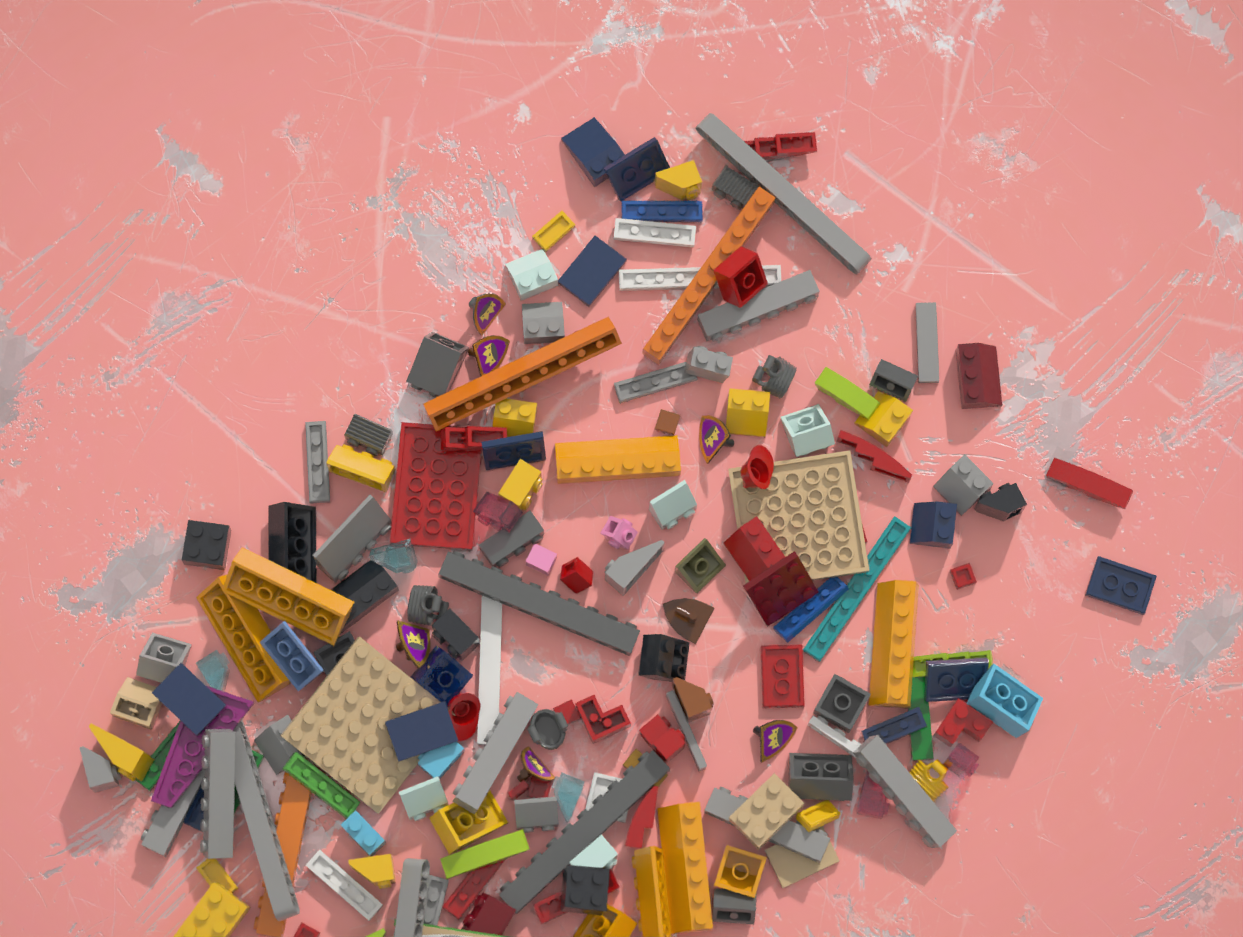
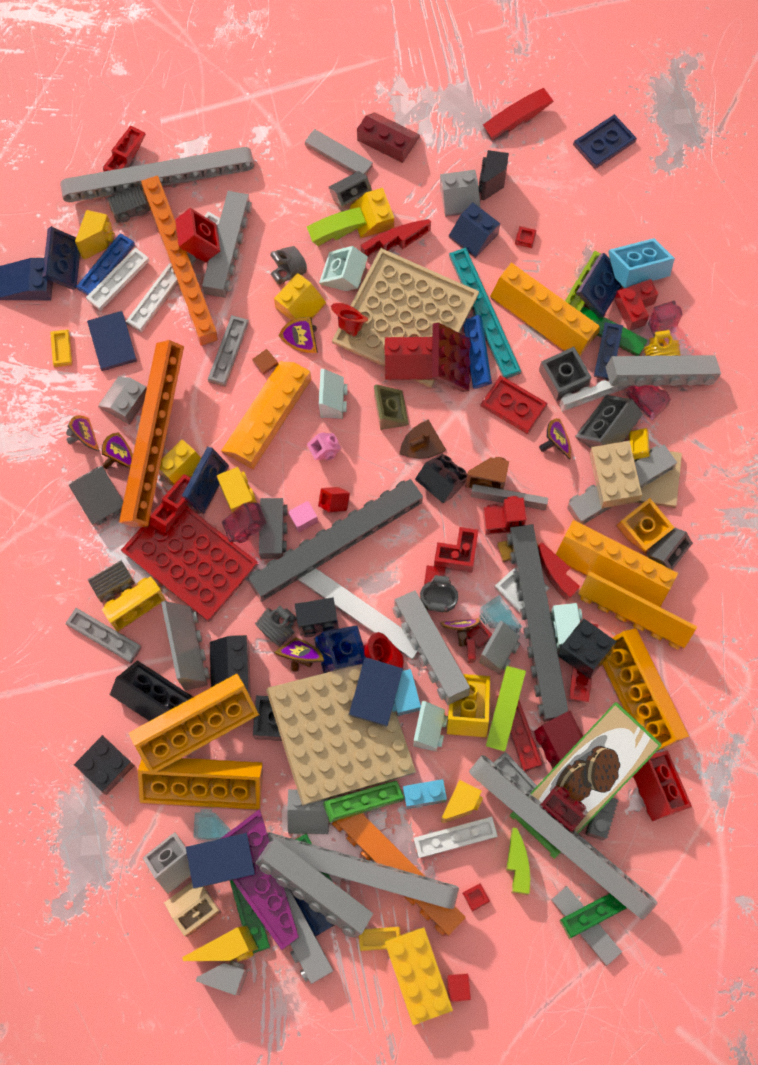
camera: 50 degrees left, 5 degrees down
(291, 656) = (244, 753): medium blue slope -> none
(396, 556) = (222, 622): clear light blue slope -> none
(532, 274) = (82, 382): light aqua slope -> none
(631, 566) = (358, 460): light grey slope -> none
(708, 364) = (244, 303): light grey brick -> none

